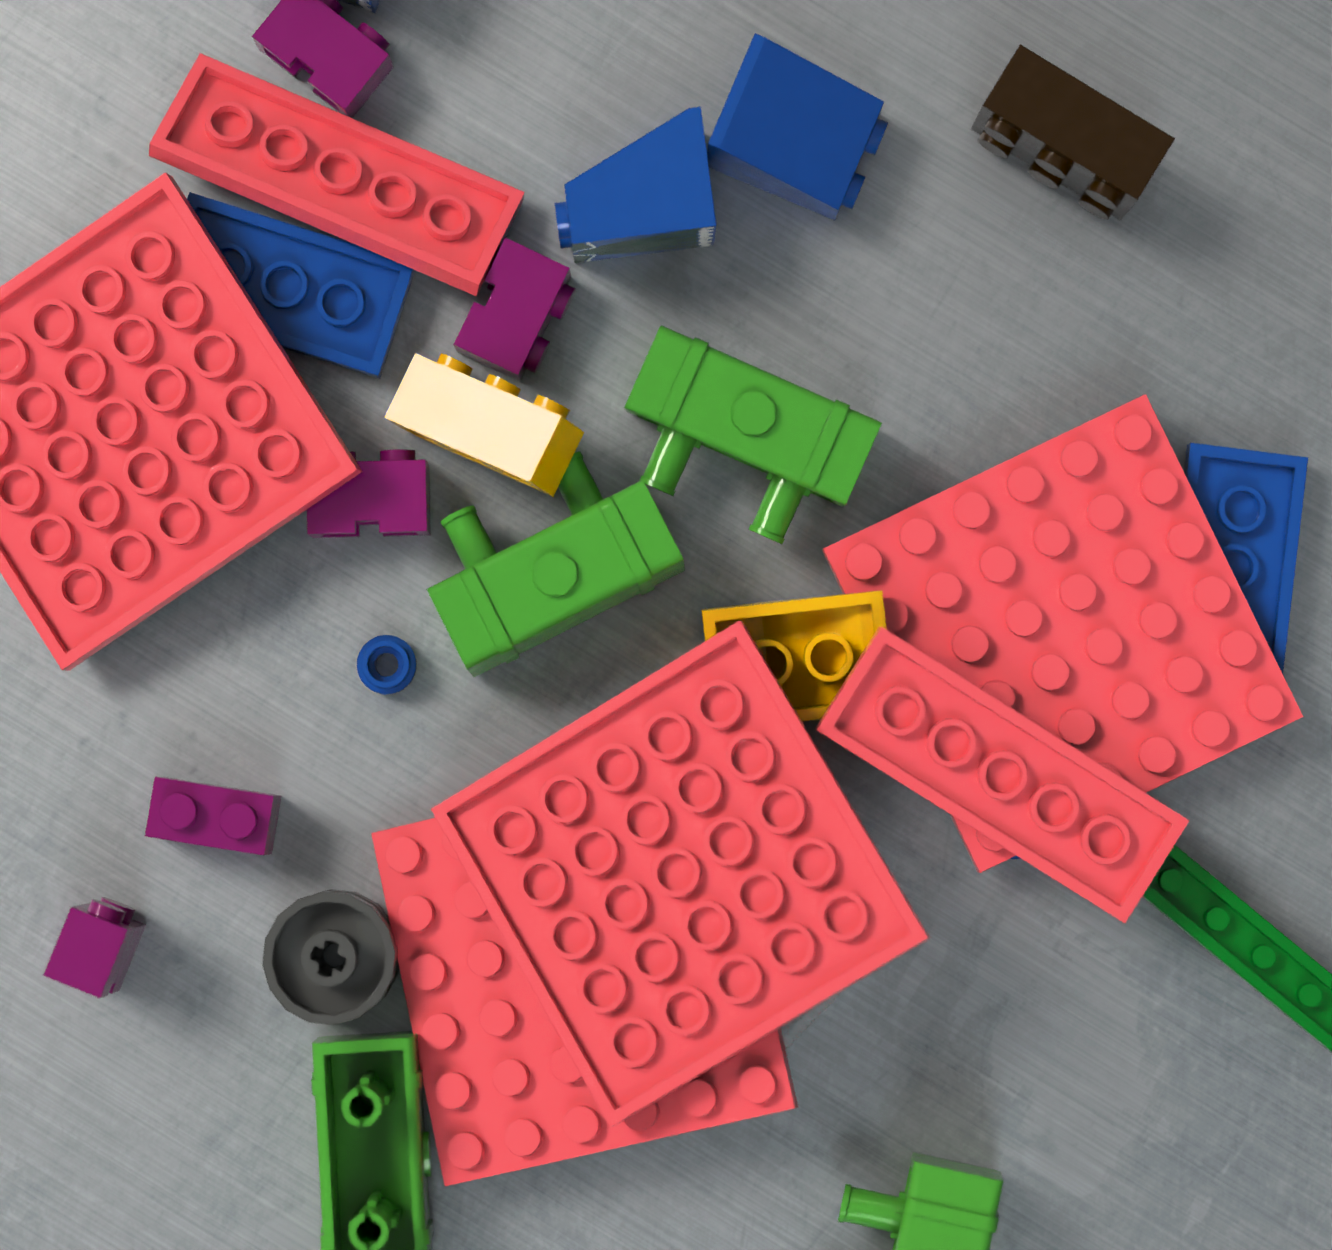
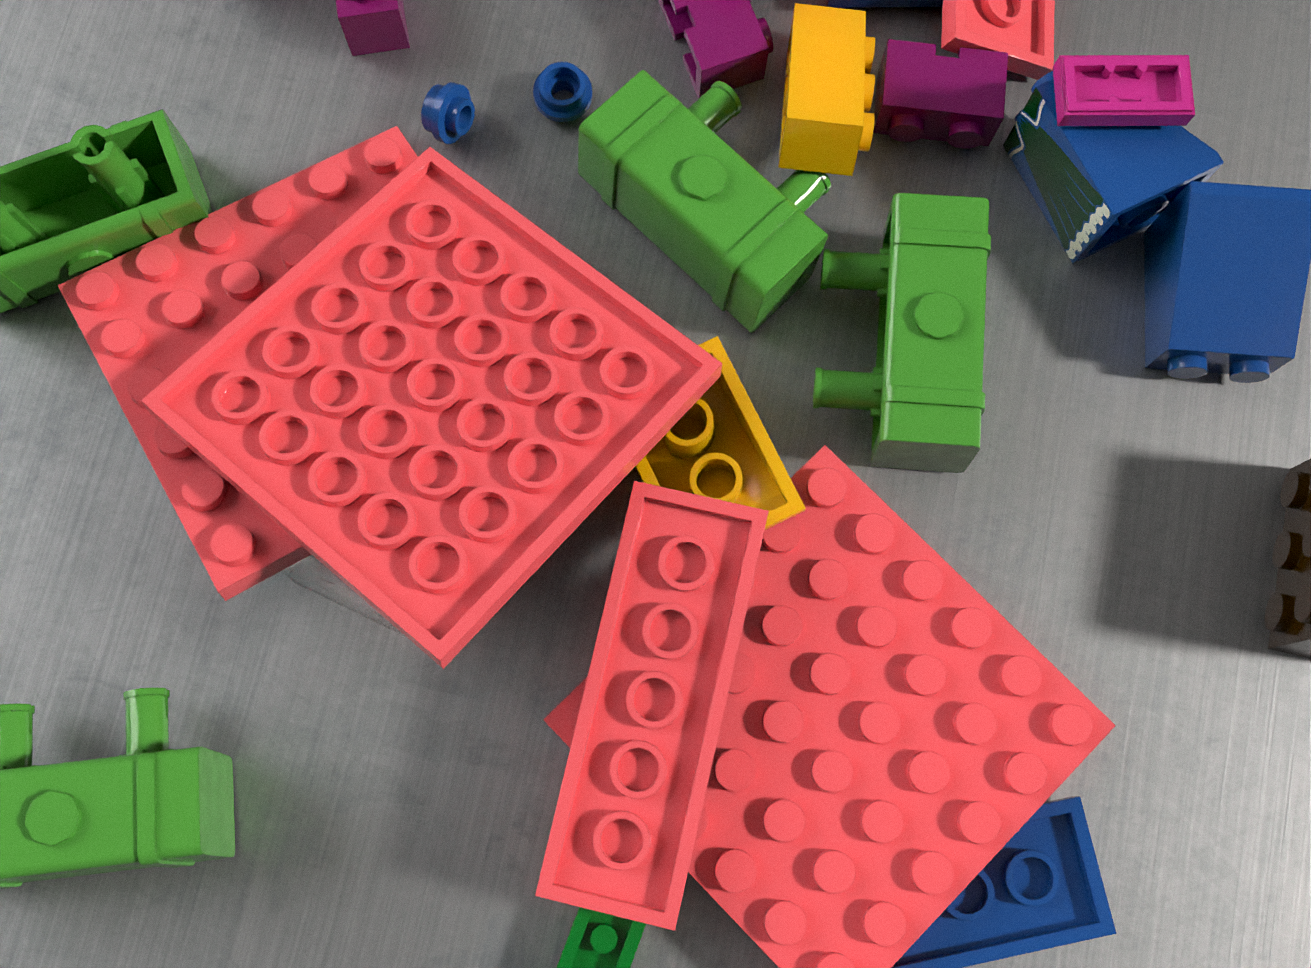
camera: 75 degrees right, 10 degrees down
(297, 964) = (259, 113): dark grey wheel -> none
(375, 780) = (448, 112): none -> blue plate
(610, 175) = (1123, 90): none -> dark pink plate

